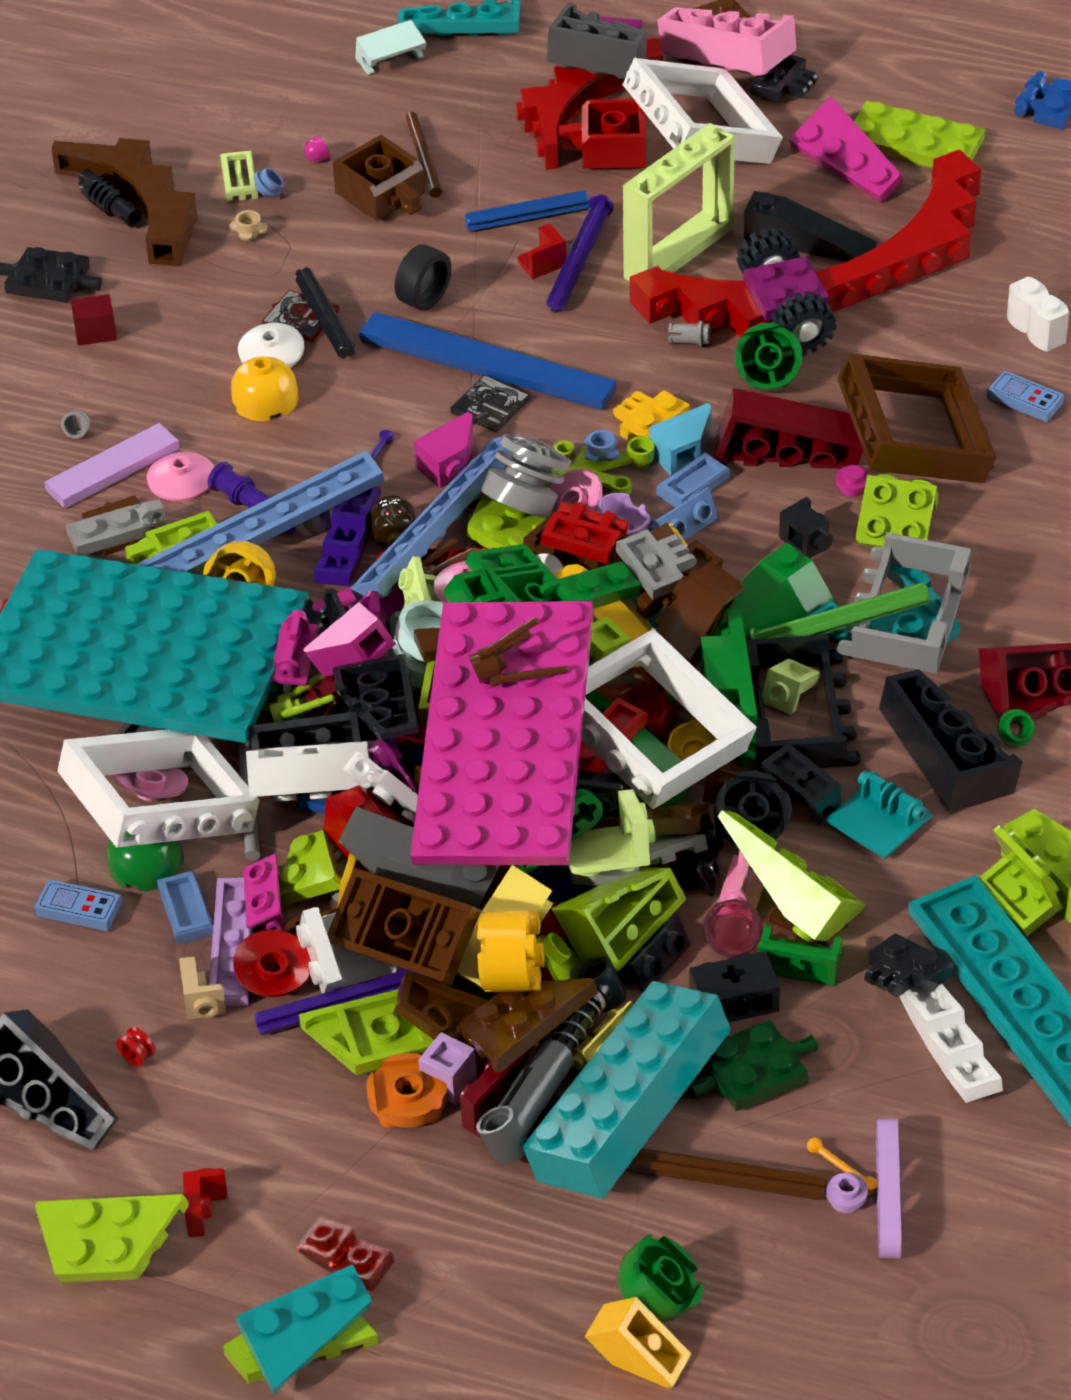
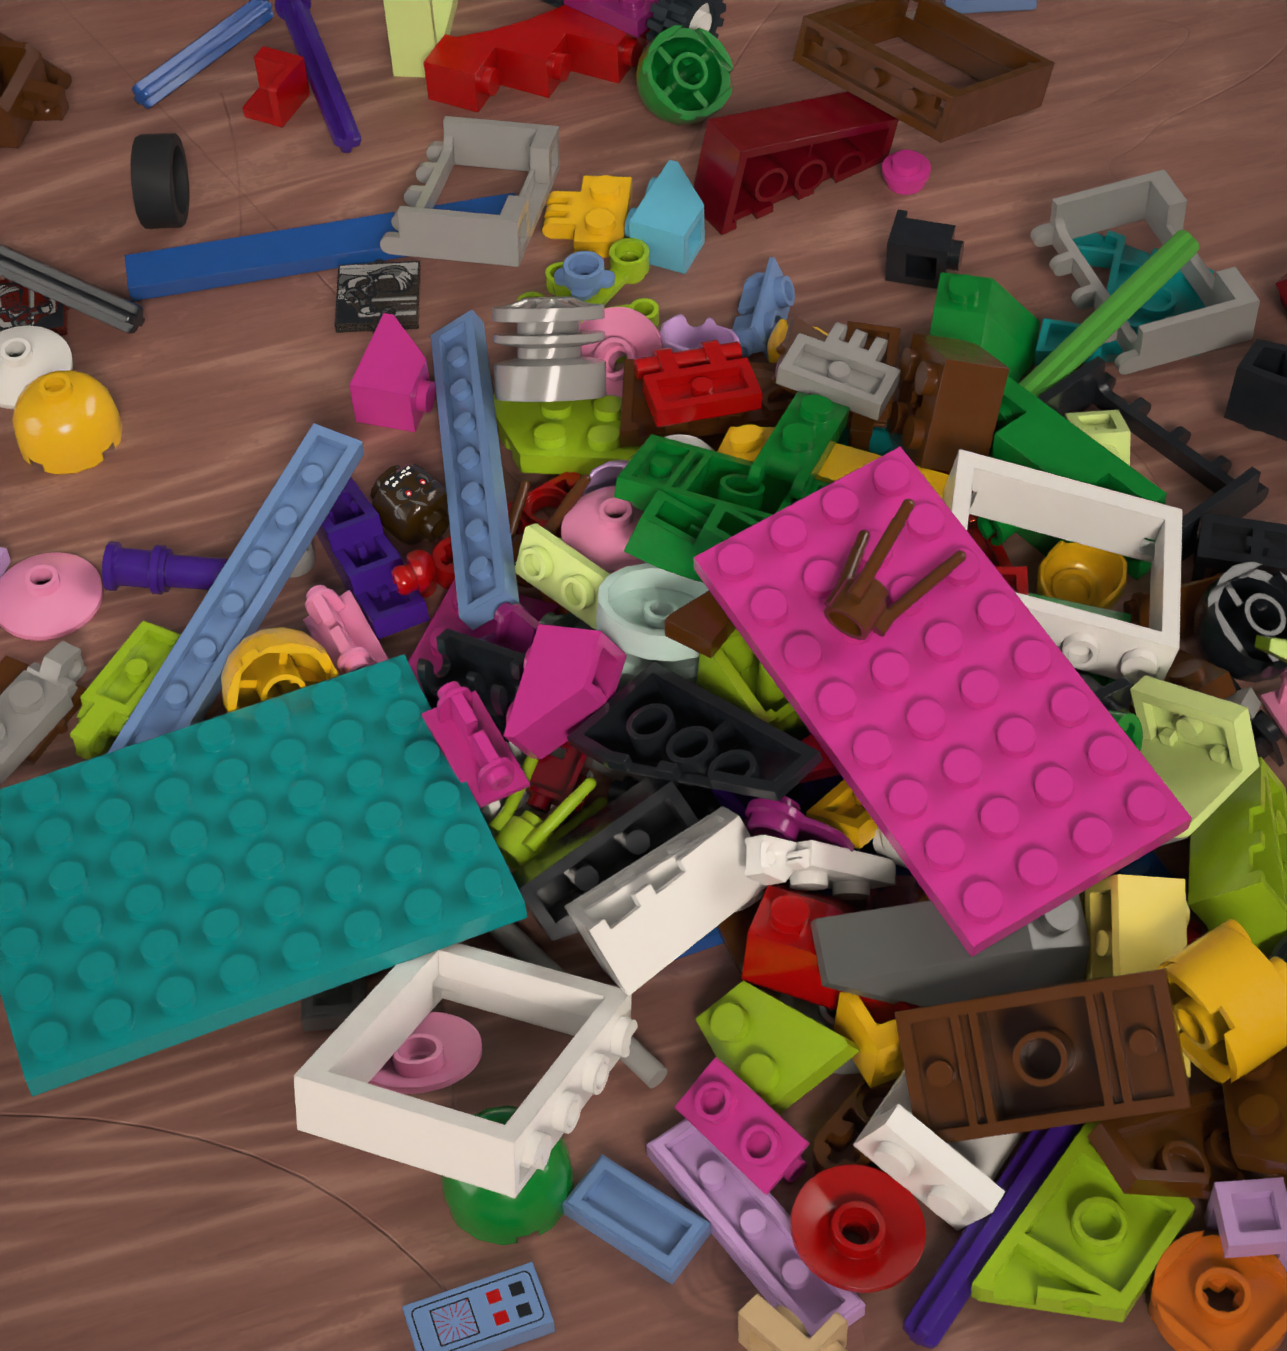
camera: 35 degrees left, 5 degrees up
(300, 567) = (342, 629): none -> bright pink hinge
(358, 556) = (416, 575): none -> red arm
(385, 437) = (284, 404): dark purple hinge -> none
(584, 396) = (471, 235): none -> light grey hinge
(691, 333) = (547, 97): light grey pin -> none
(692, 479) = (723, 265): medium blue tile -> none
(895, 508) = (1000, 180): lime bracket -> none

